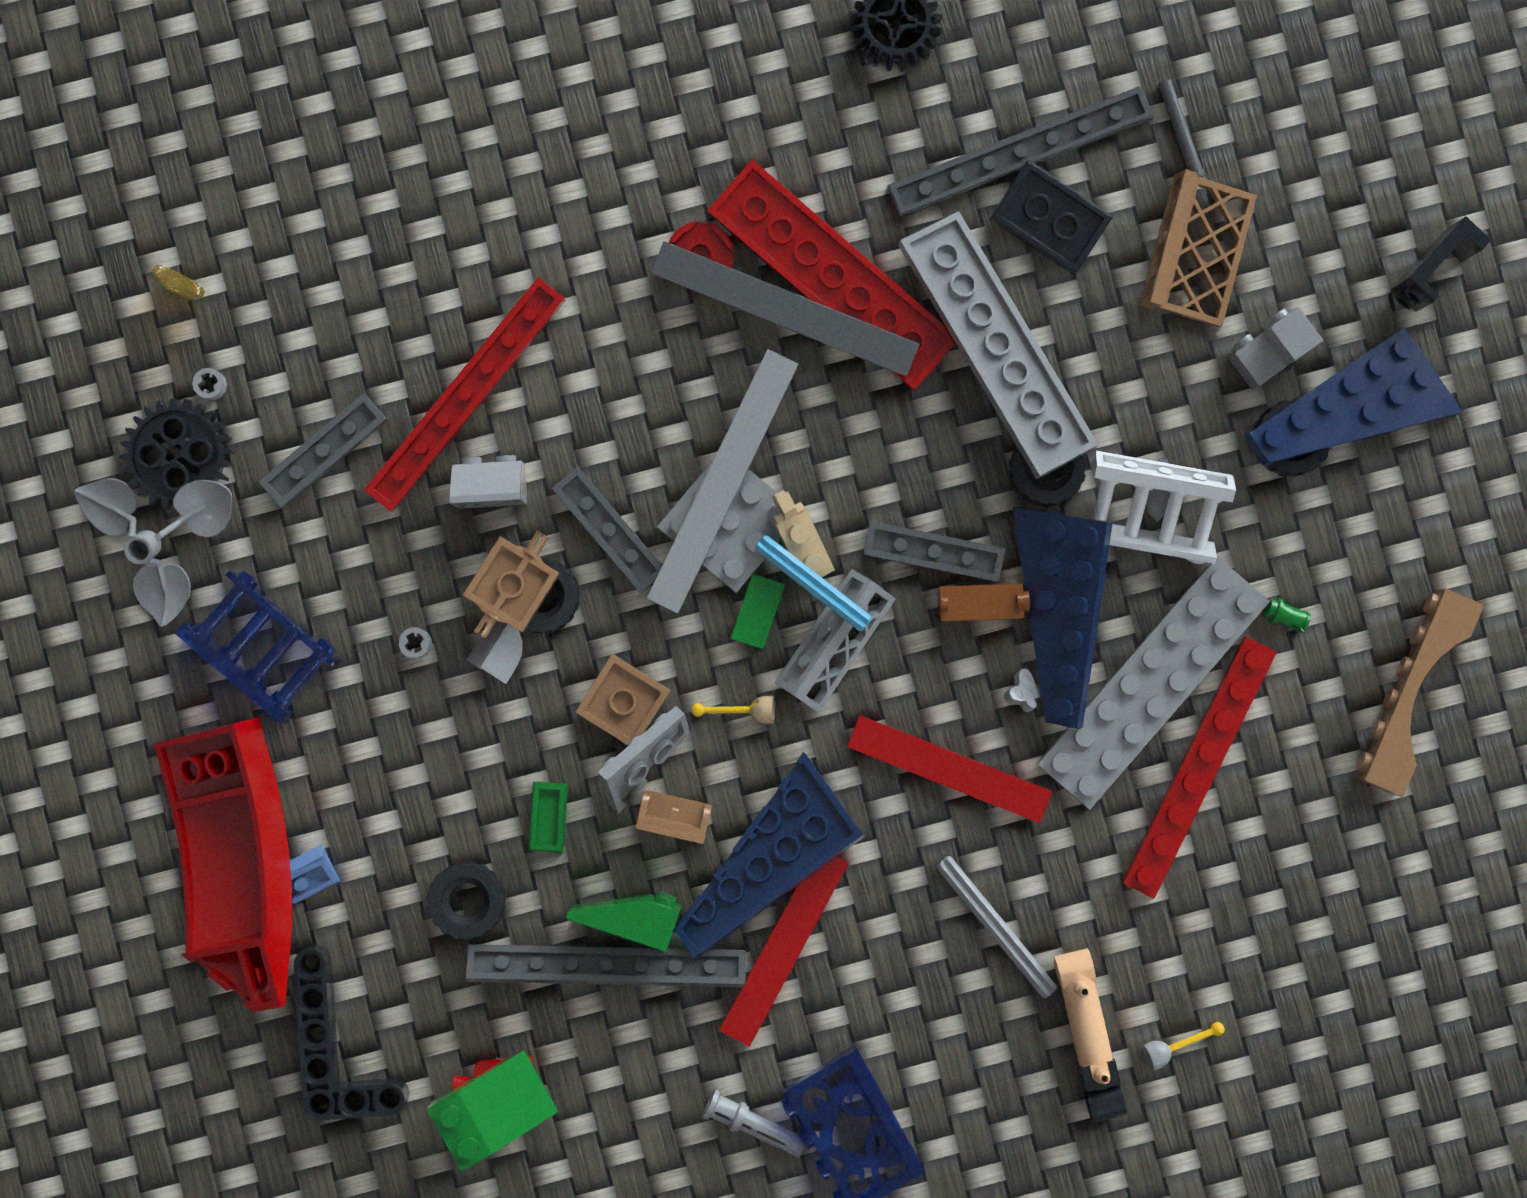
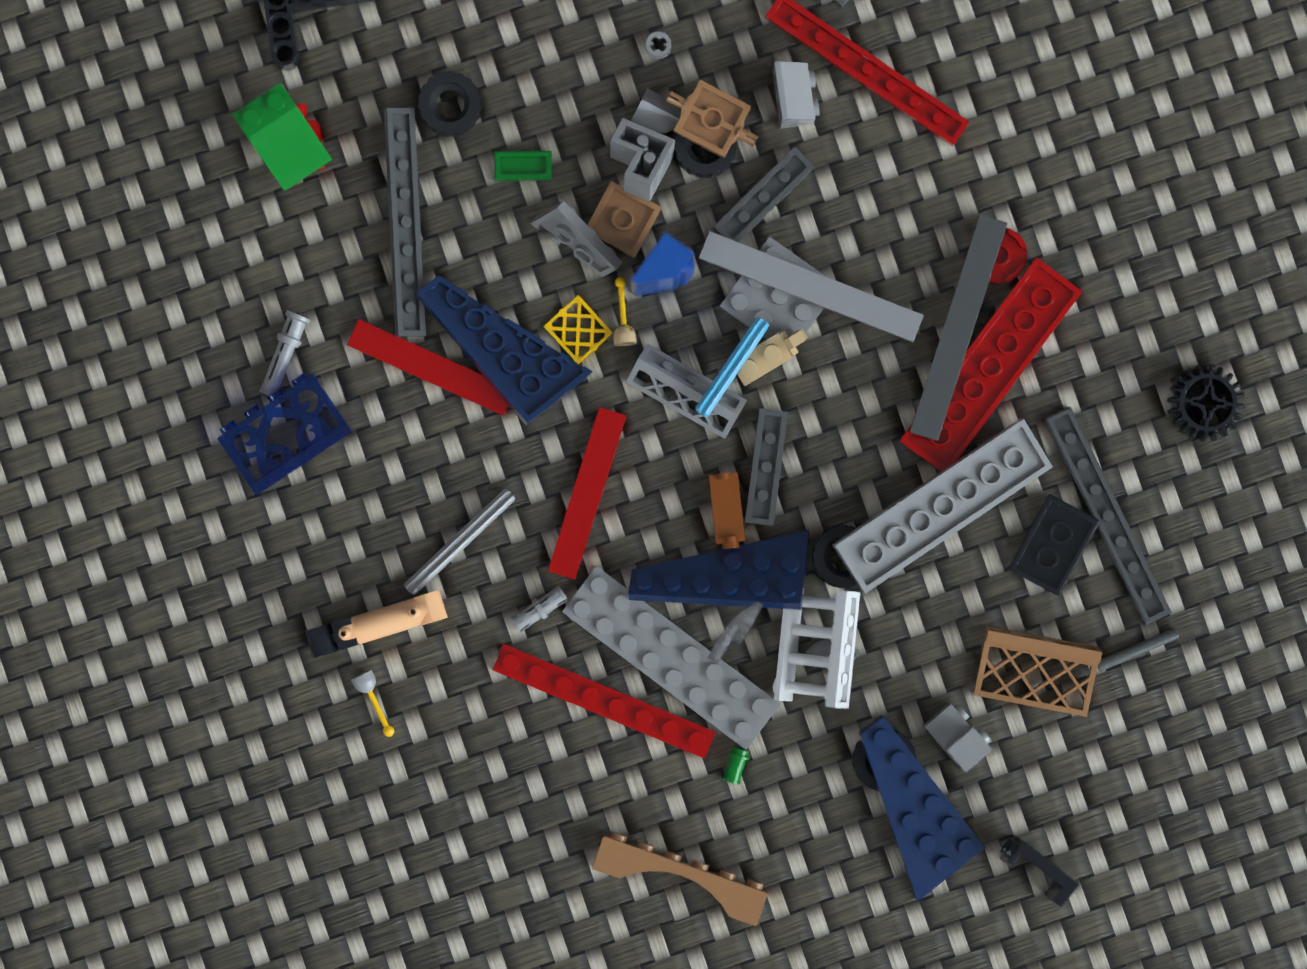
camera: 90 degrees right, 0 degrees up
(545, 668) = (645, 153): none -> light grey brick
(636, 918) = (445, 246): green slope -> none
(674, 816) = (531, 268): medium nougat hinge -> none
(689, 654) = (664, 268): none -> blue slope
(729, 781) = (563, 313): none -> yellow window
(757, 611) = (705, 325): green tile -> none
(1024, 692) = (656, 551): light grey piece -> none
(1084, 836) = (539, 608): none -> light grey pin
(1130, 601) = (735, 631): none -> clear slope

